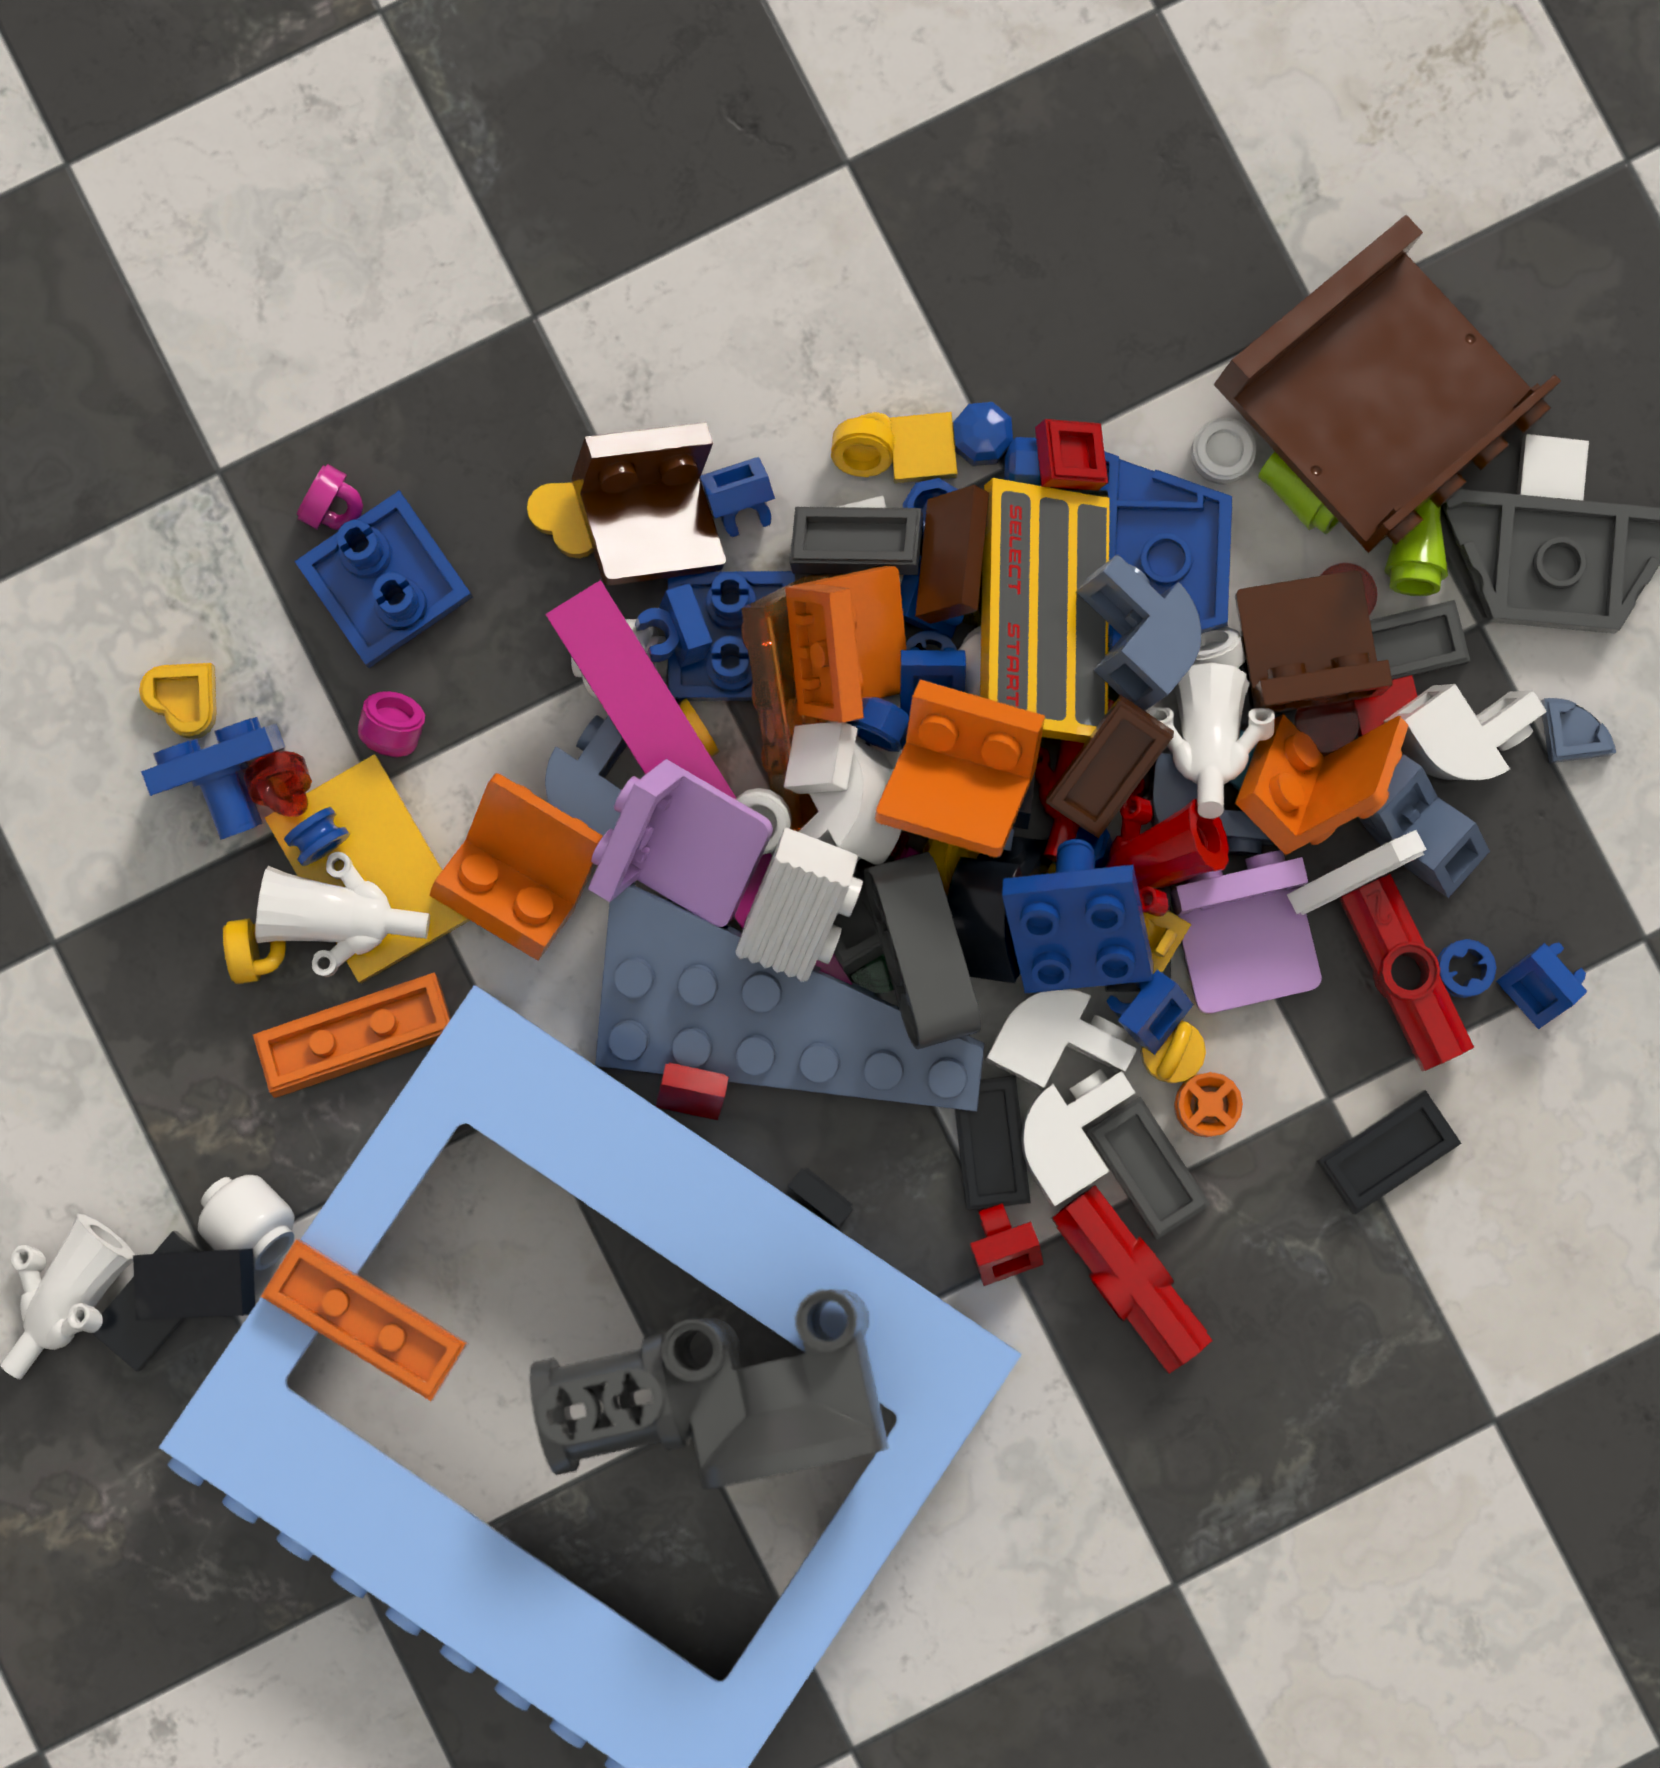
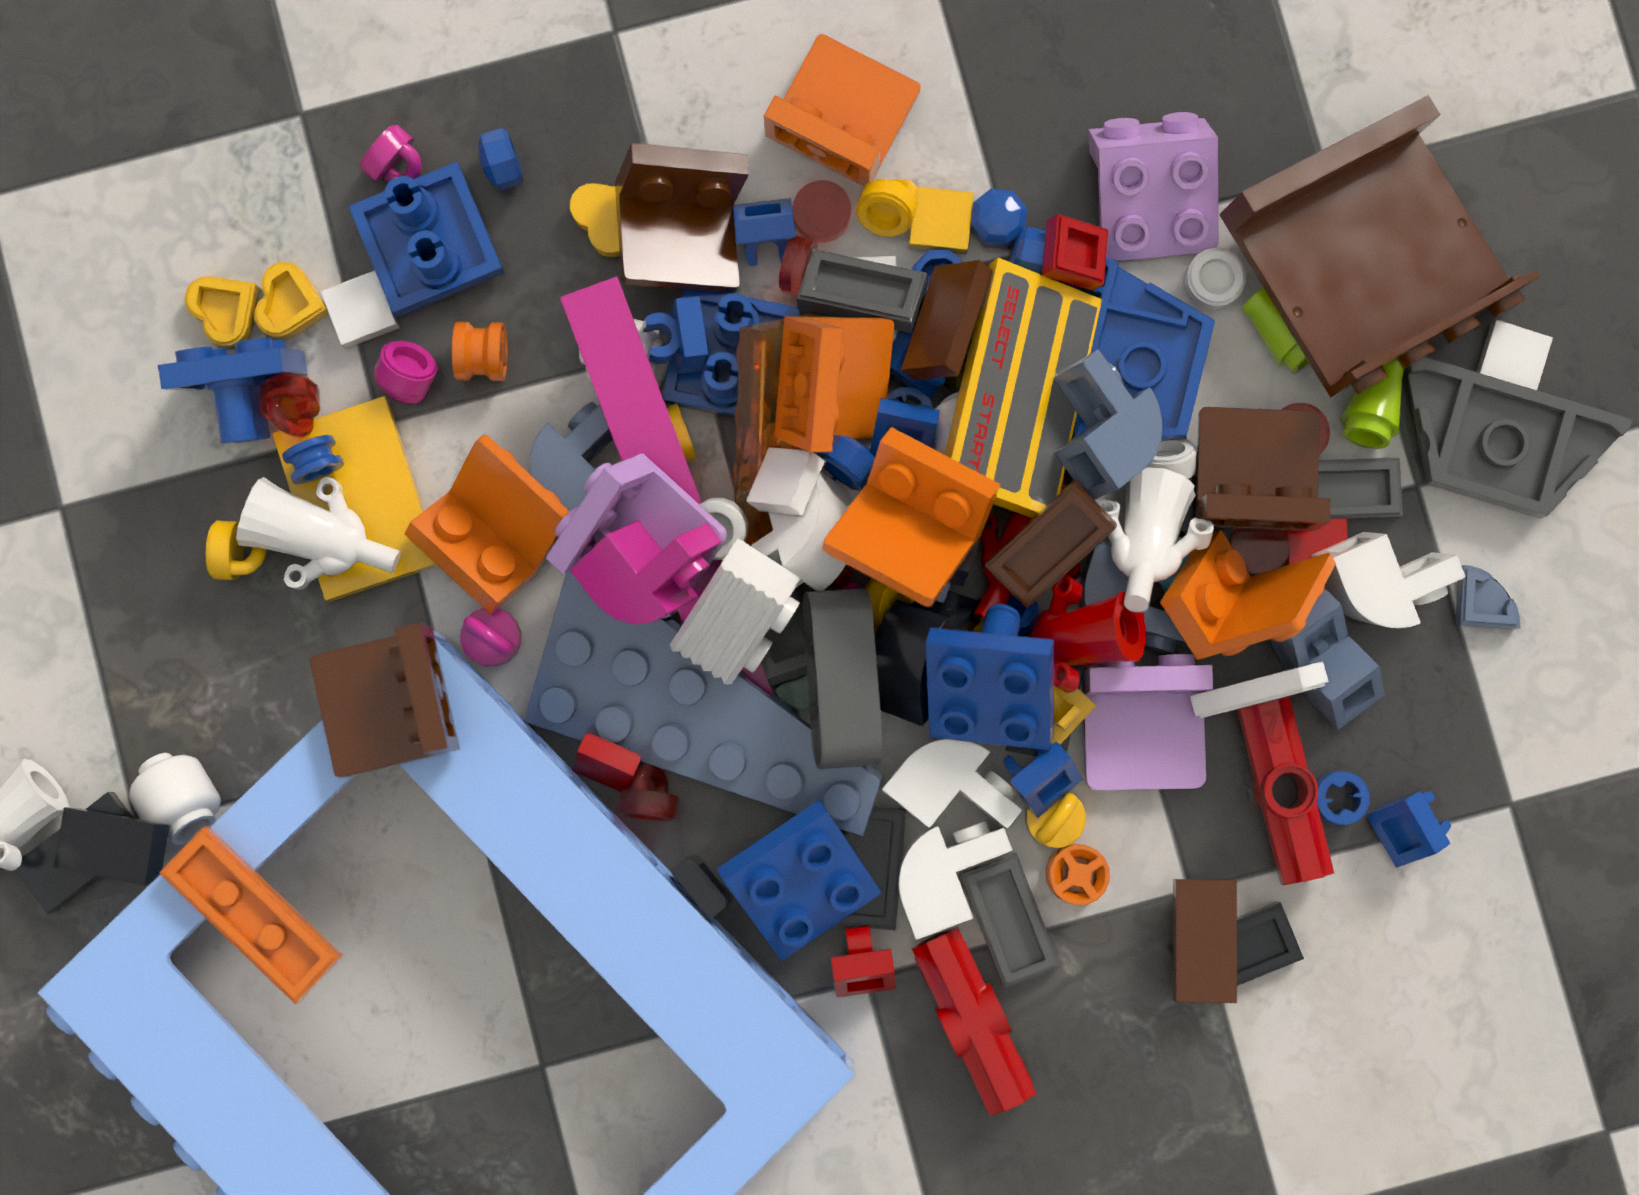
camera: 15 degrees right, 0 degrees up
(250, 676) = (288, 302): none -> yellow tile
(328, 667) = (359, 310): none -> white tile
(352, 1035) = (282, 648): orange tile -> none
(443, 479) = (499, 159): none -> blue tile
(456, 1072) = (384, 702): none -> reddish brown bracket
(466, 686) = (479, 351): none -> orange wheel
(540, 986) = (490, 638): none -> dark pink tile
(689, 892) = (637, 578): none -> dark pink brick
(740, 1419) = (577, 1086): dark grey piece -> none
(746, 1125) = (645, 804): none -> clear red tile
(780, 526) = (795, 263): none -> clear red tile
(794, 352) = (842, 110): none -> orange bracket
(795, 463) = (822, 211): none -> clear red tile
(921, 1169) = (799, 880): none -> blue plate
(1142, 365) = (1157, 186): none -> lavender bracket
(1354, 1145) = (1205, 940): none -> reddish brown tile

